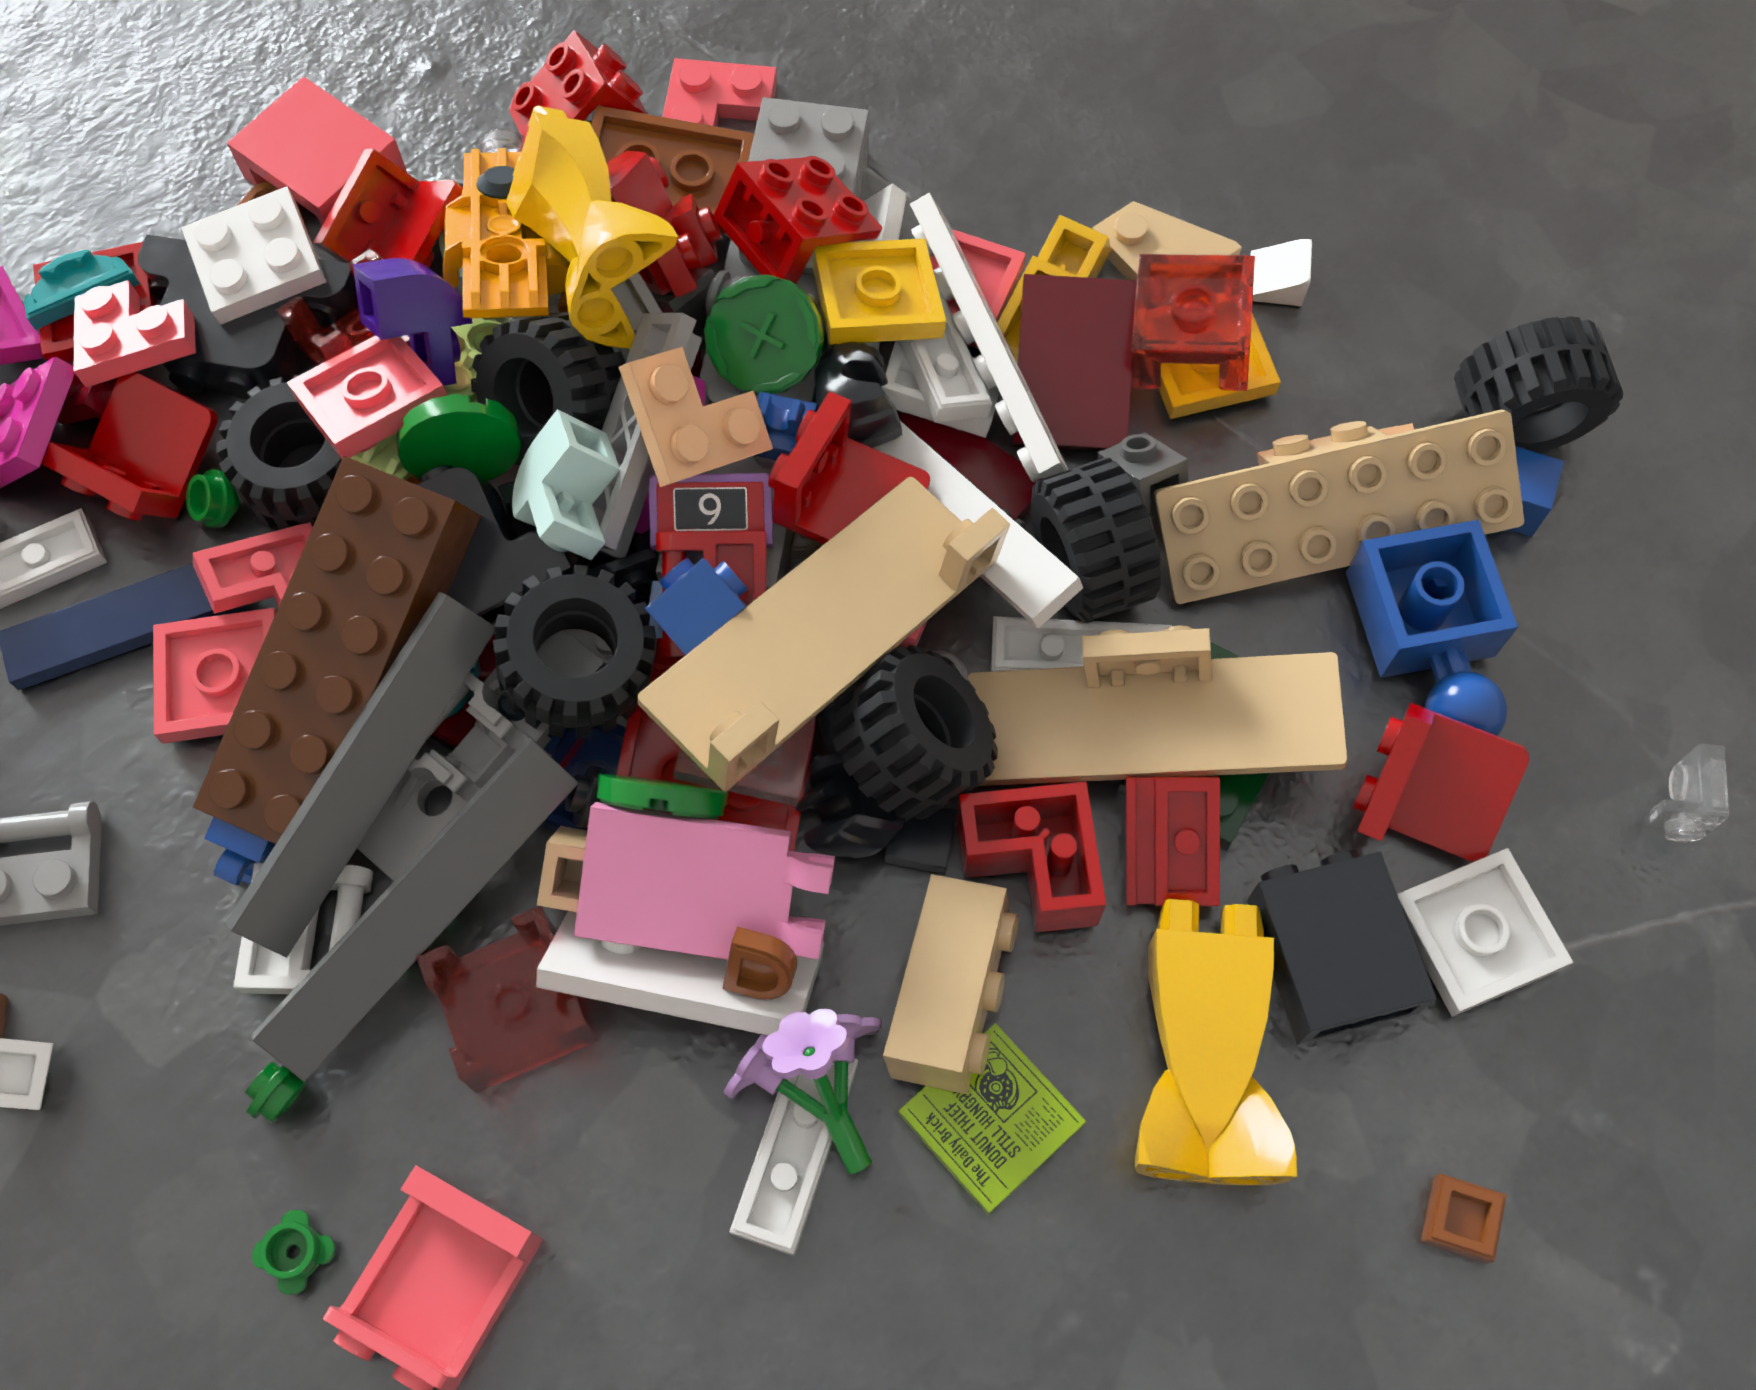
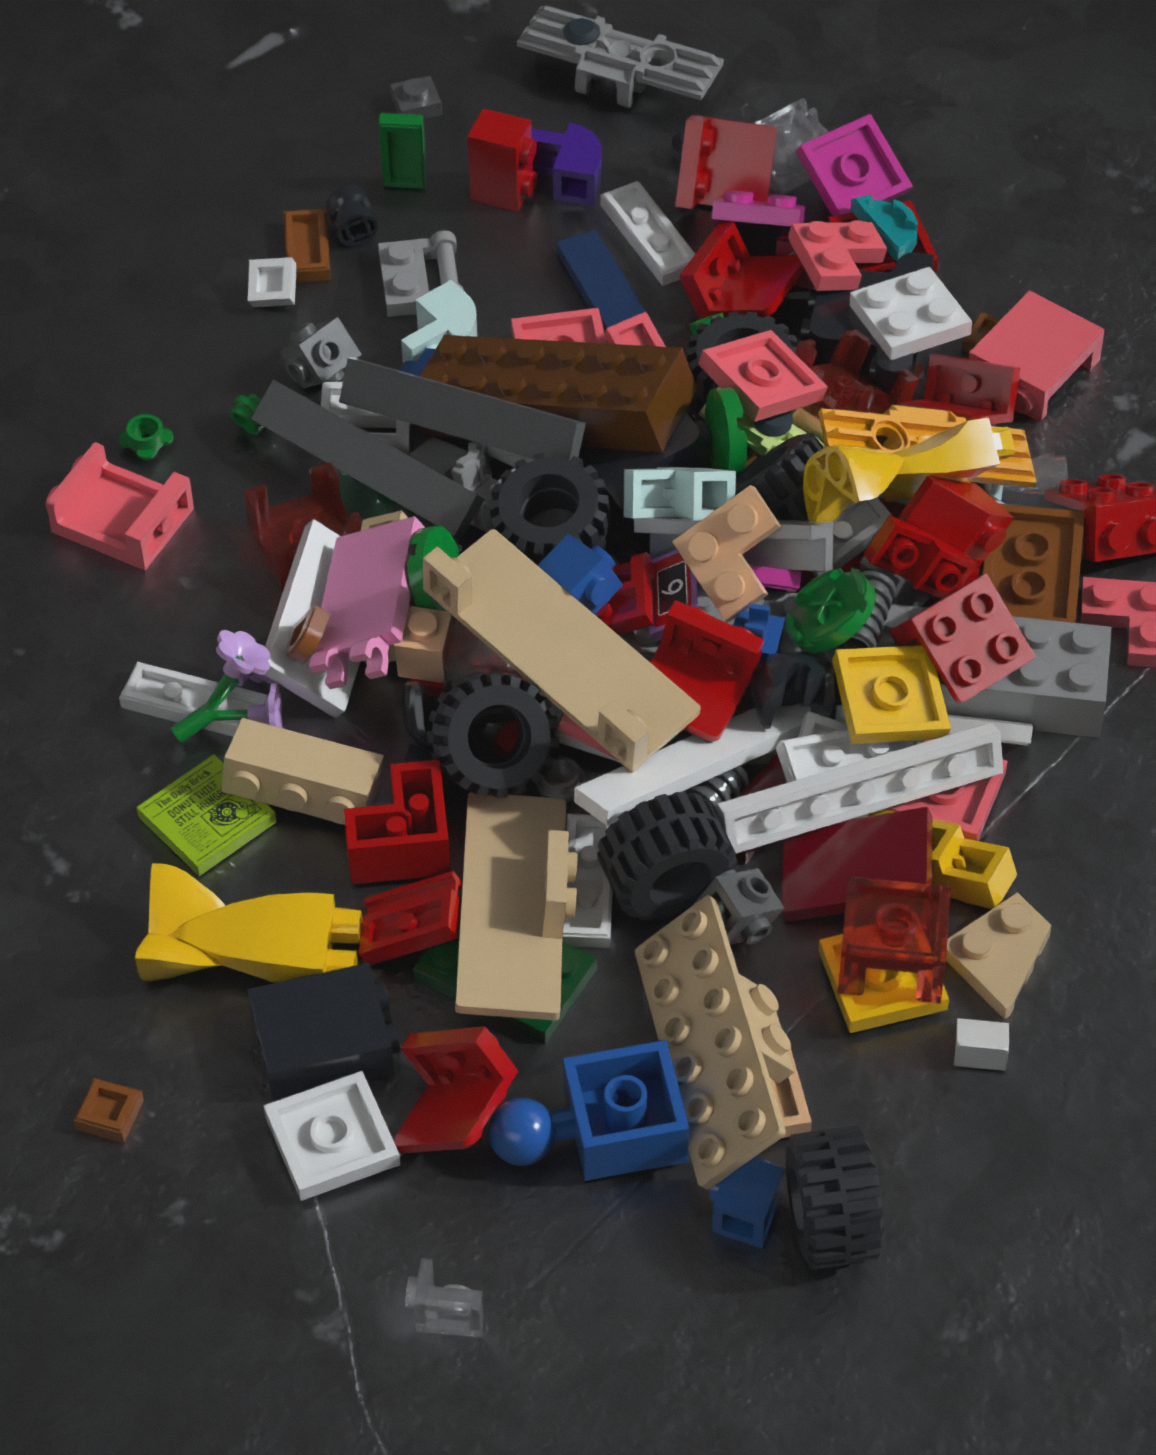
camera: 90 degrees right, 15 degrees down
(148, 814) = (440, 313): none -> light aqua brick
(179, 991) = (319, 353): none -> dark grey brick
(410, 299) = (836, 379): dark purple brick -> none
(762, 802) = (424, 644): none -> light nougat brick

